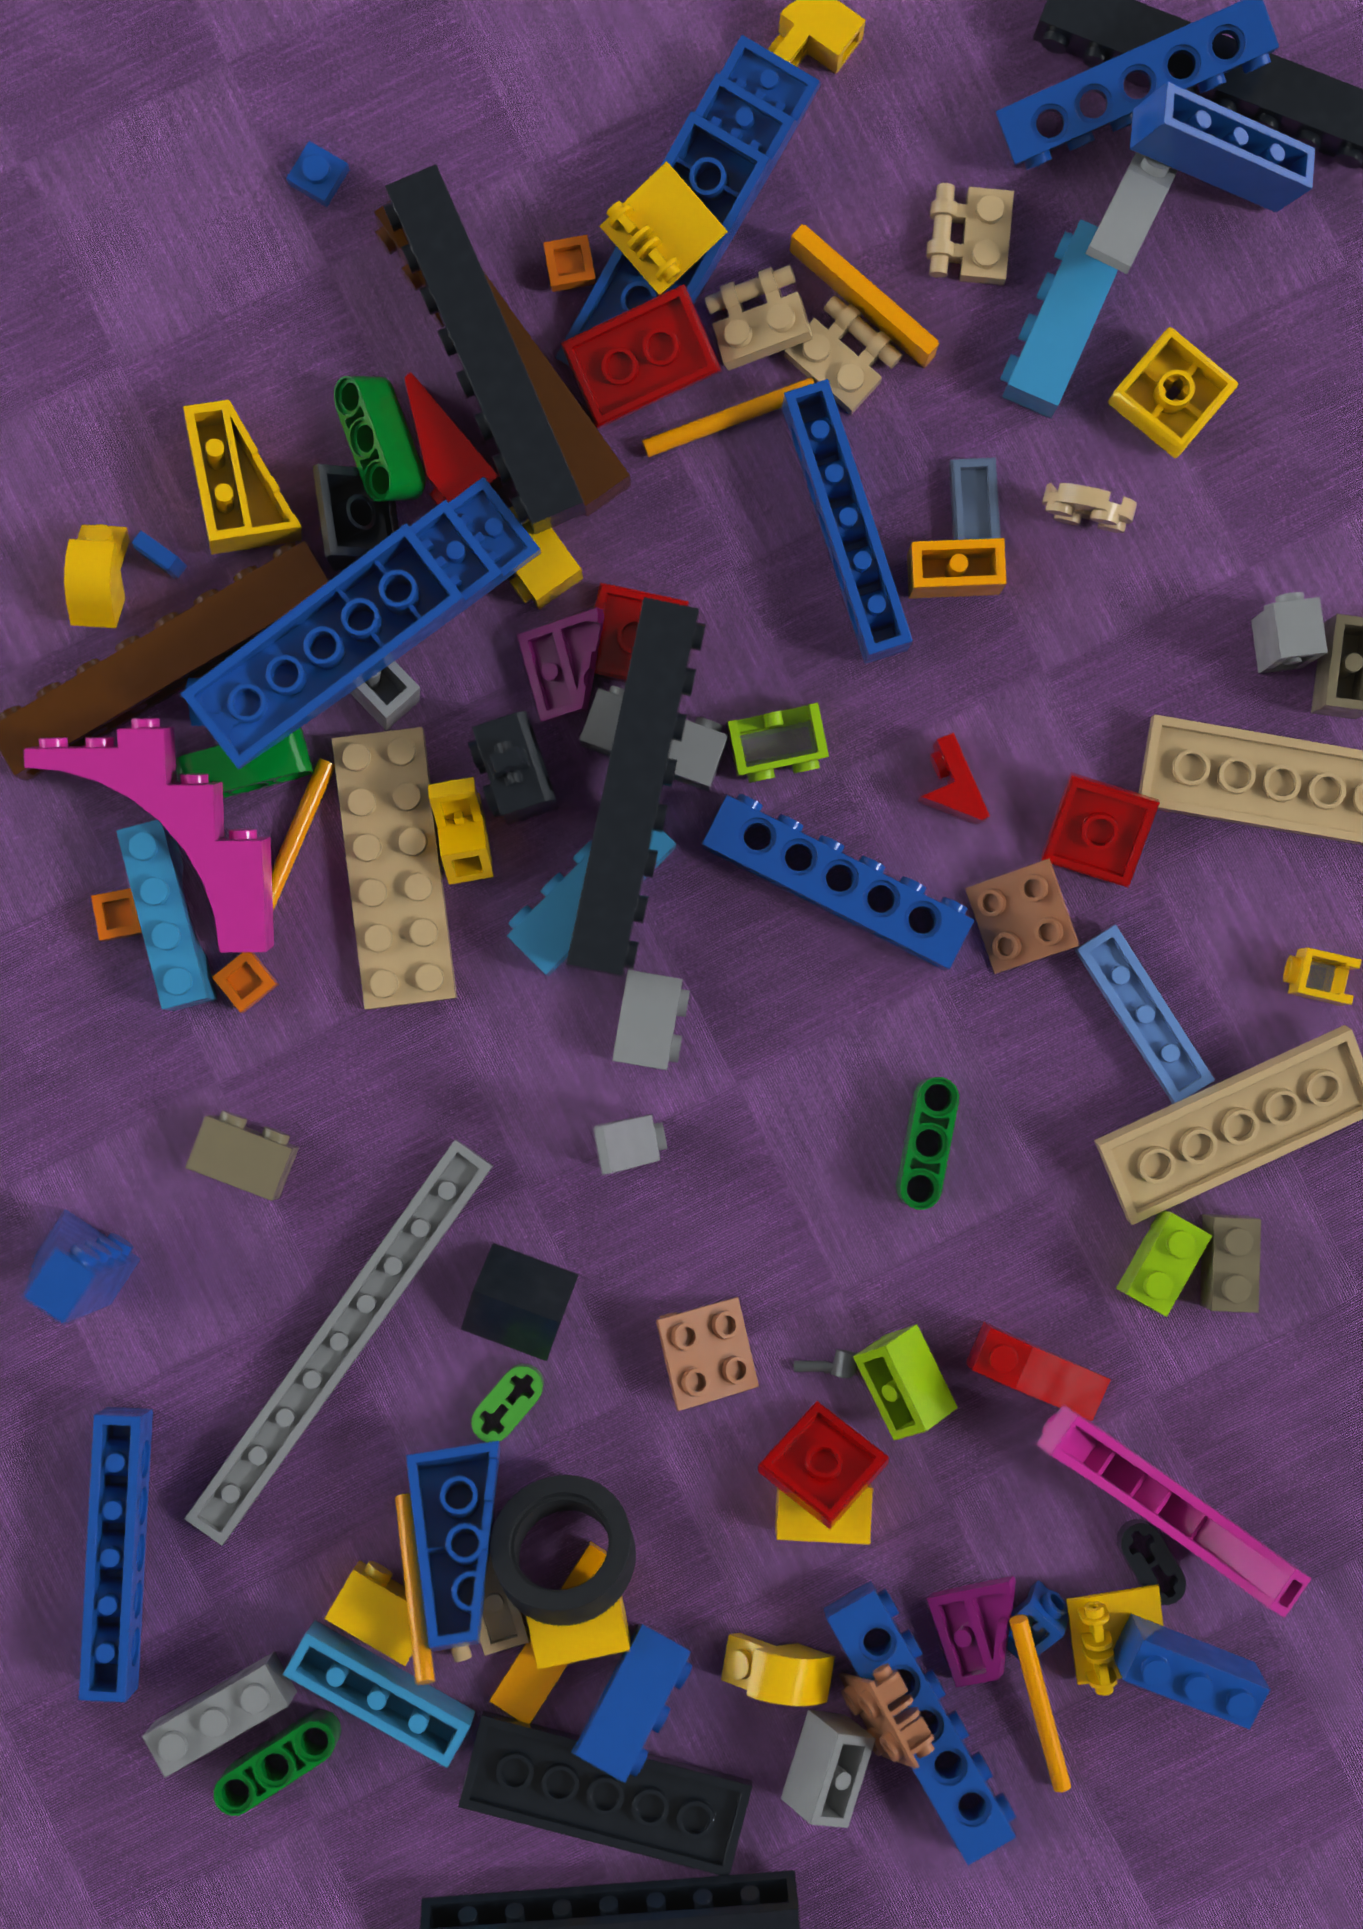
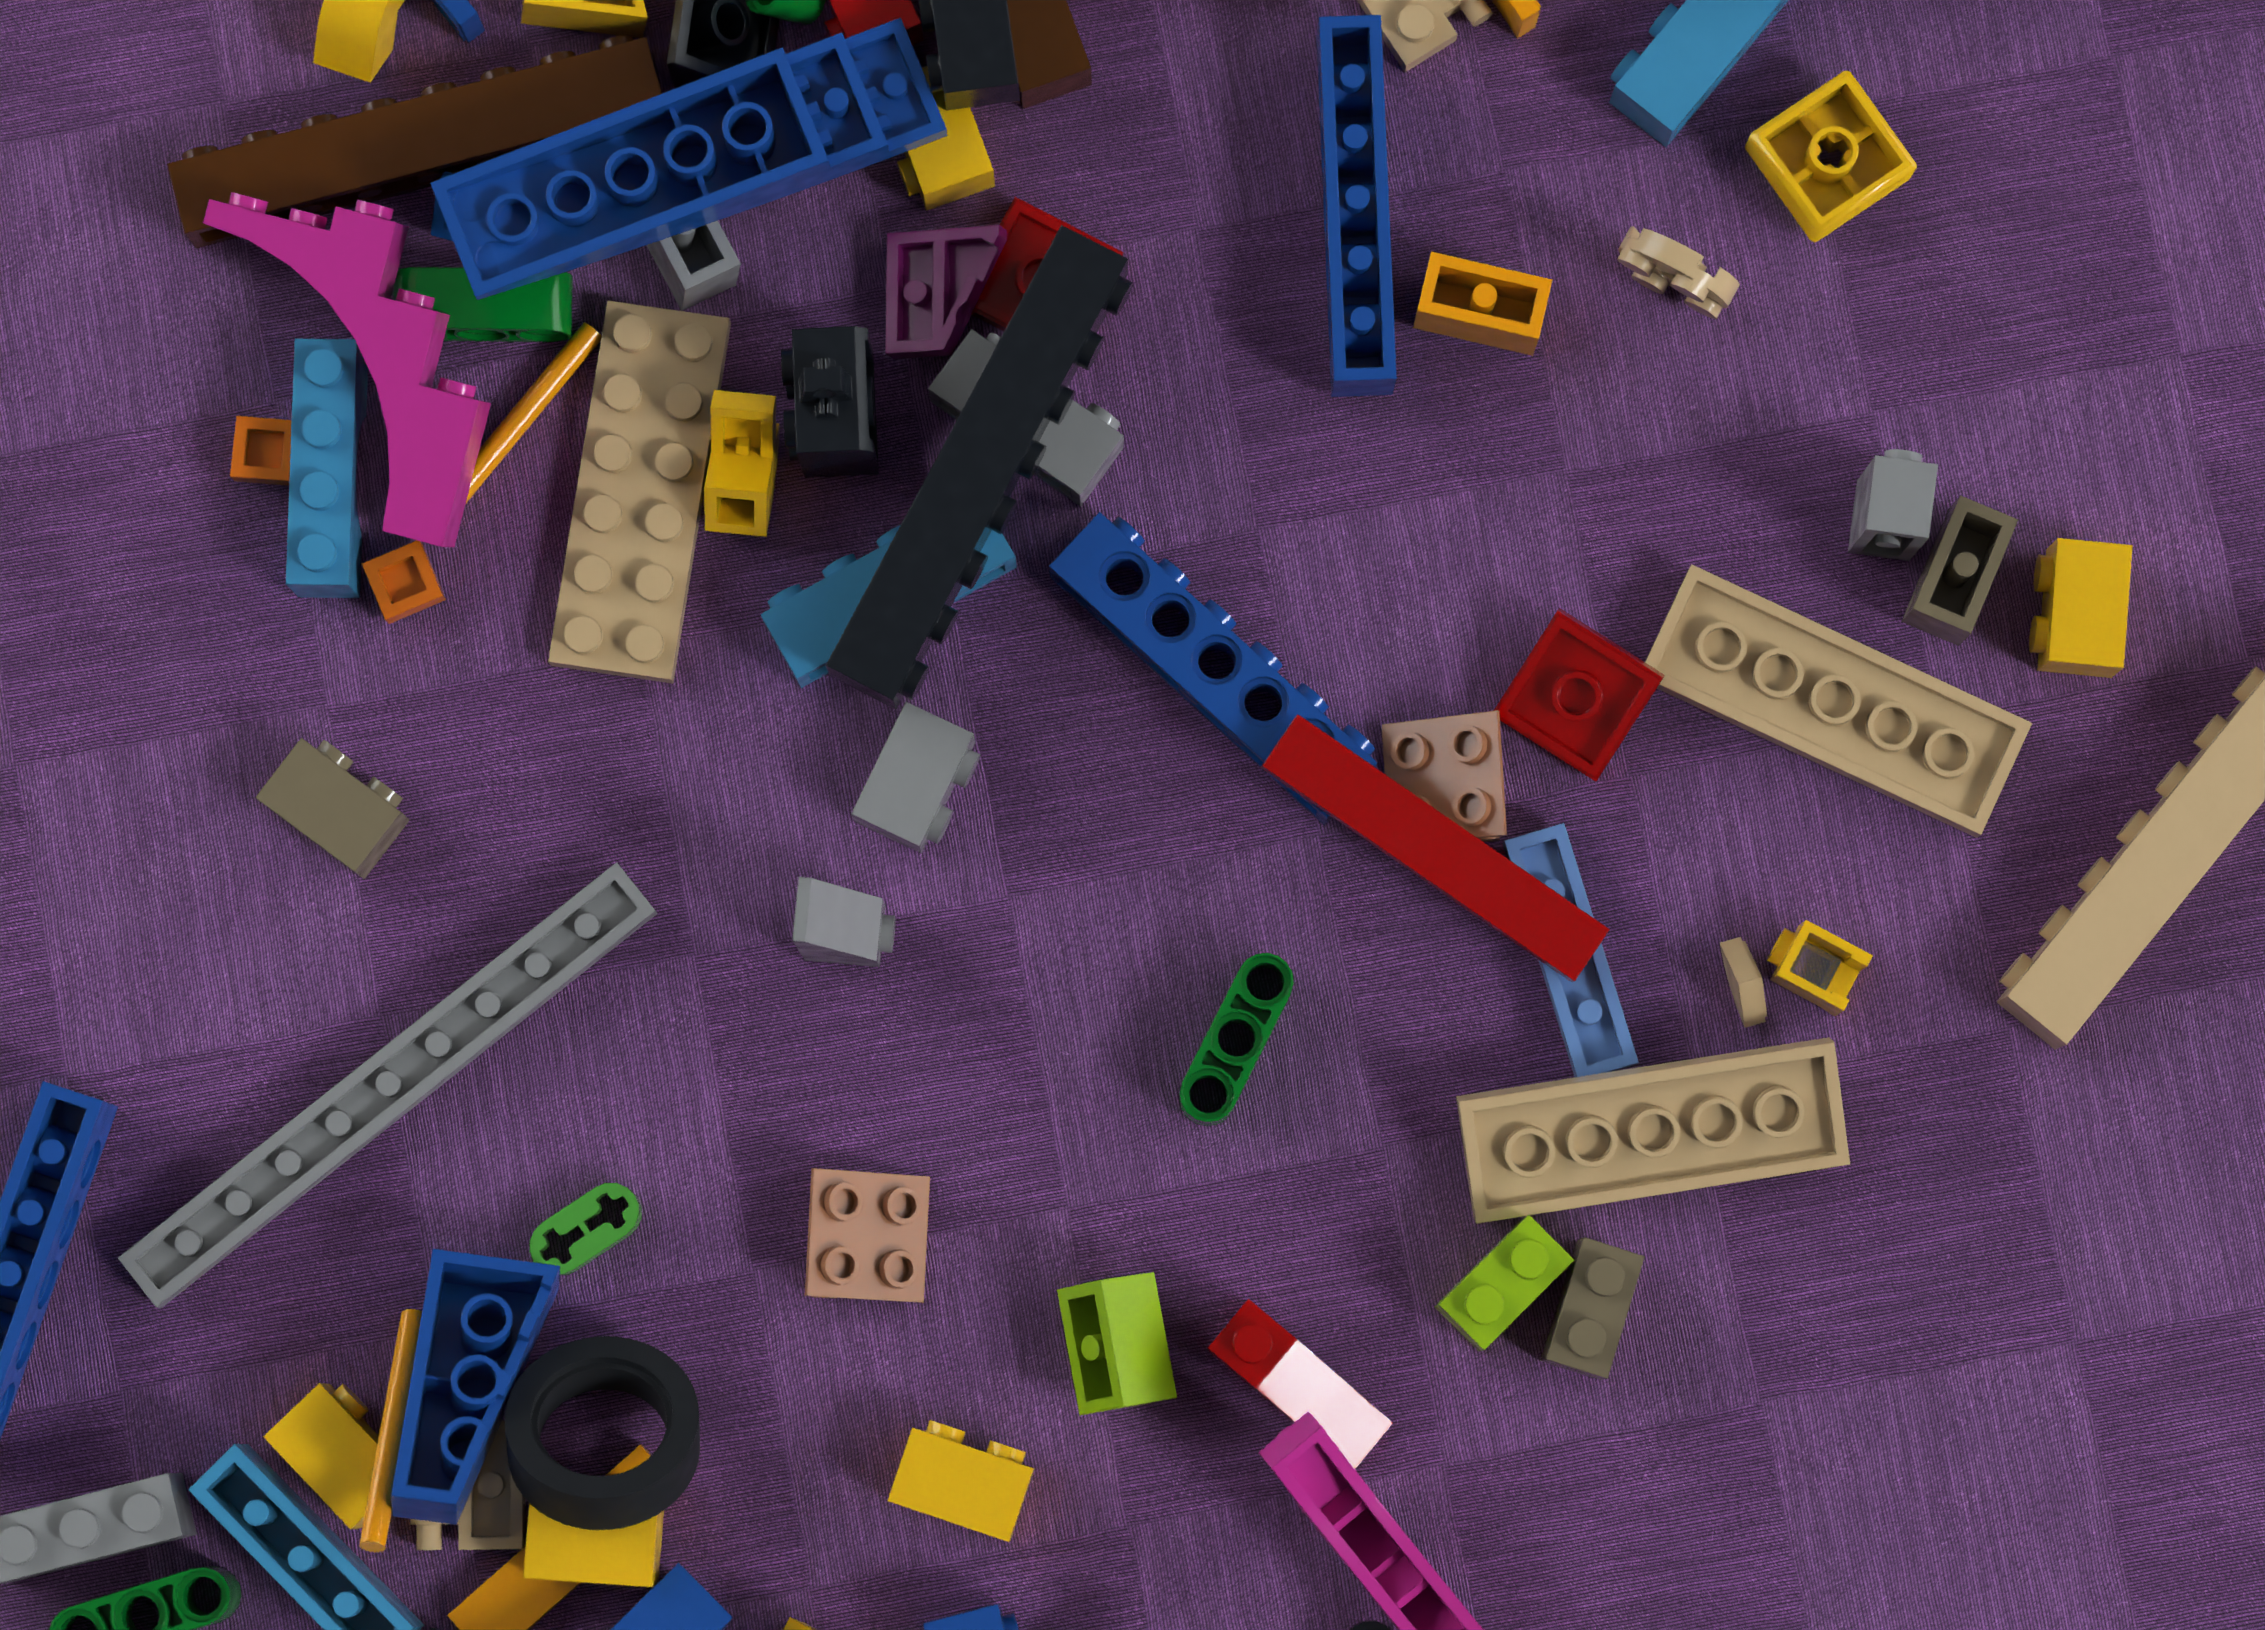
camera: 15 degrees right, 5 degrees down
(78, 1269) = (85, 889): blue wedge -> none
(519, 1301) = (638, 1100): black slope -> none
(719, 420) = (1226, 32): light orange bar -> none
(778, 741) = (1186, 465): window -> none
(823, 1464) = (977, 1420): red tile -> none
(842, 1365) = (1041, 1304): dark grey hand -> none
(961, 795) = (1406, 598): red slope -> none
(974, 498) = (1535, 222): sand blue tile -> none
(1032, 970) = (1435, 848): none -> red tile
(1272, 1000) = (1744, 981): none -> tan tile

